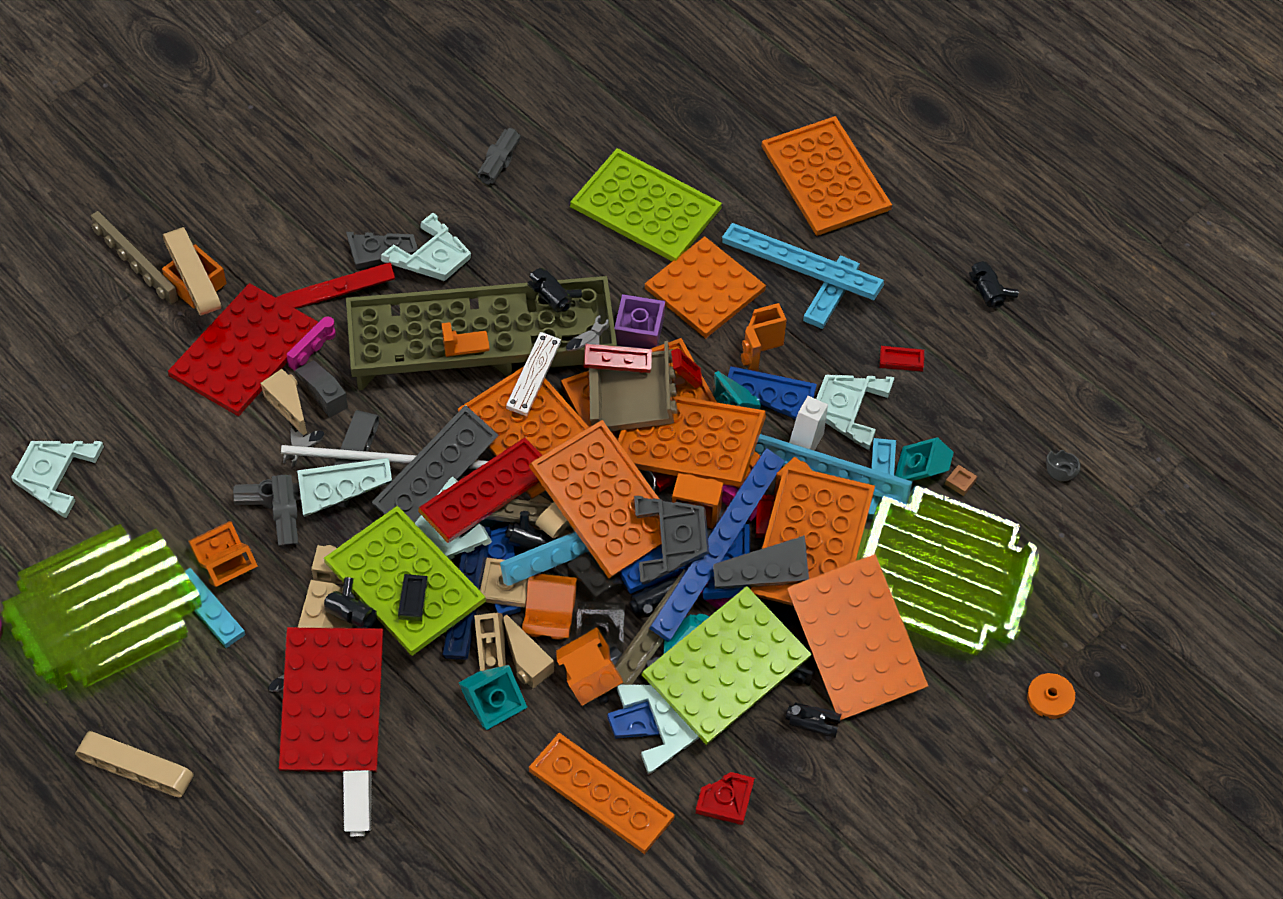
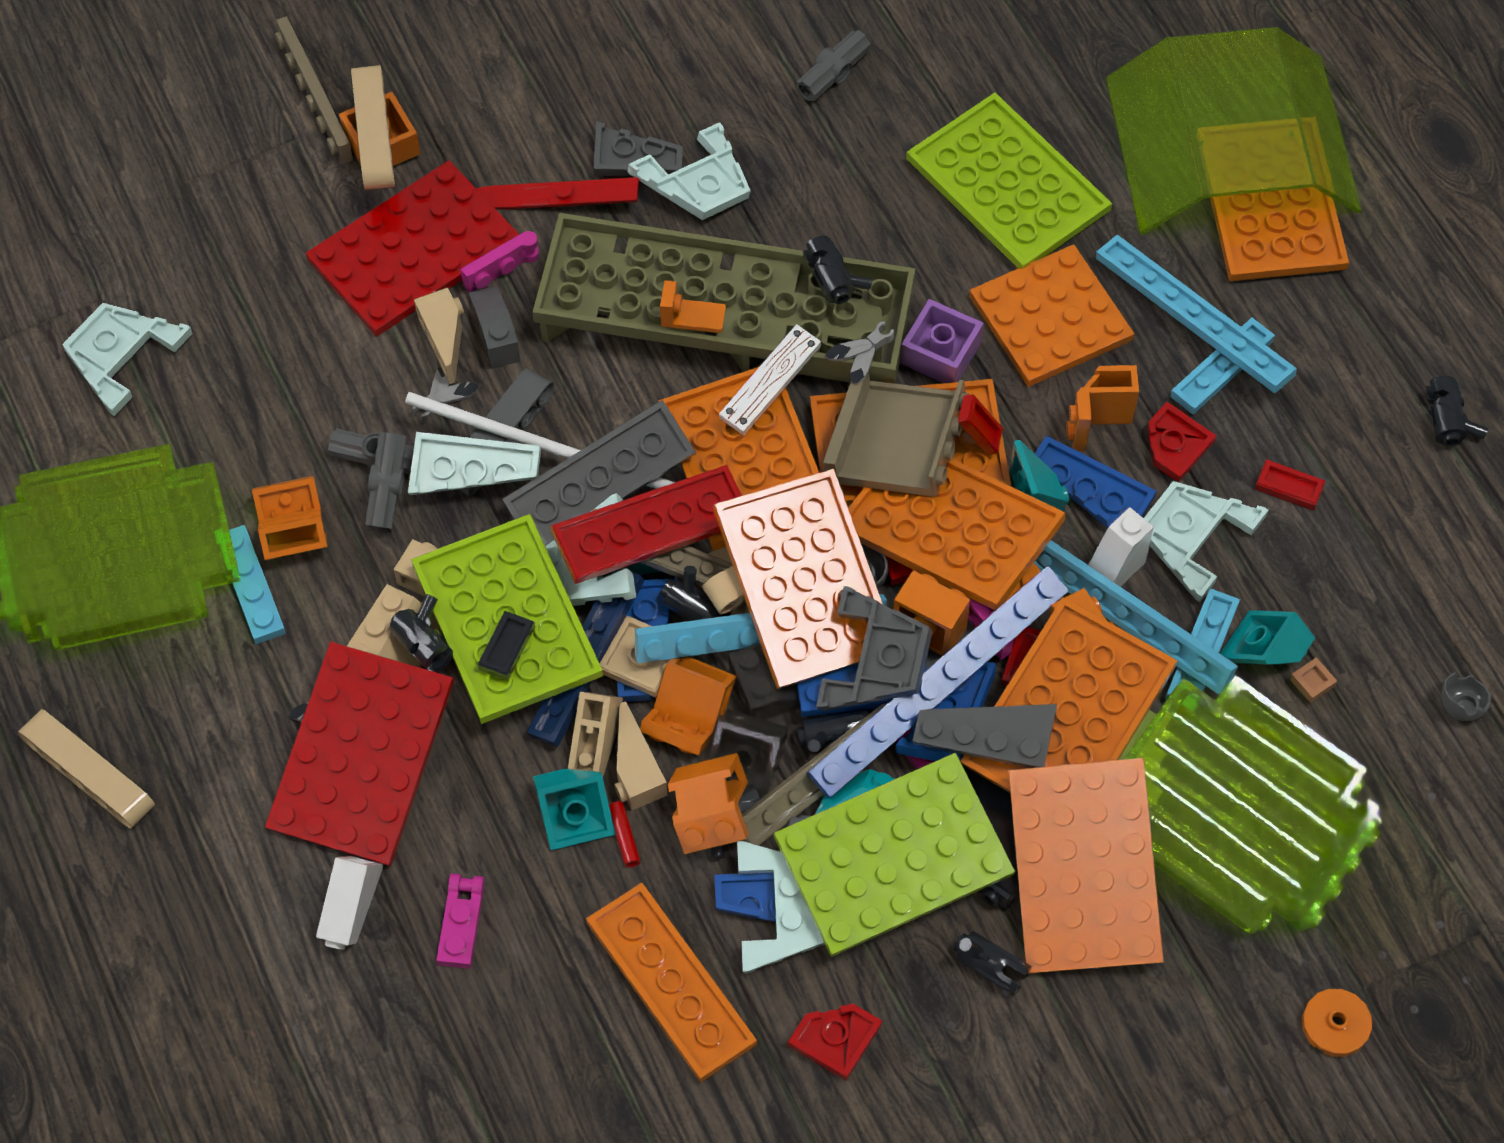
camera: 20 degrees right, 5 degrees up
(440, 795) = (460, 922): none -> dark pink plate
(535, 706) = (624, 834): none -> red piece
(617, 358) = (888, 387): plate -> none
(777, 131) = (1227, 121): none -> clear neon green piece
(818, 348) = (1177, 441): none -> red plate

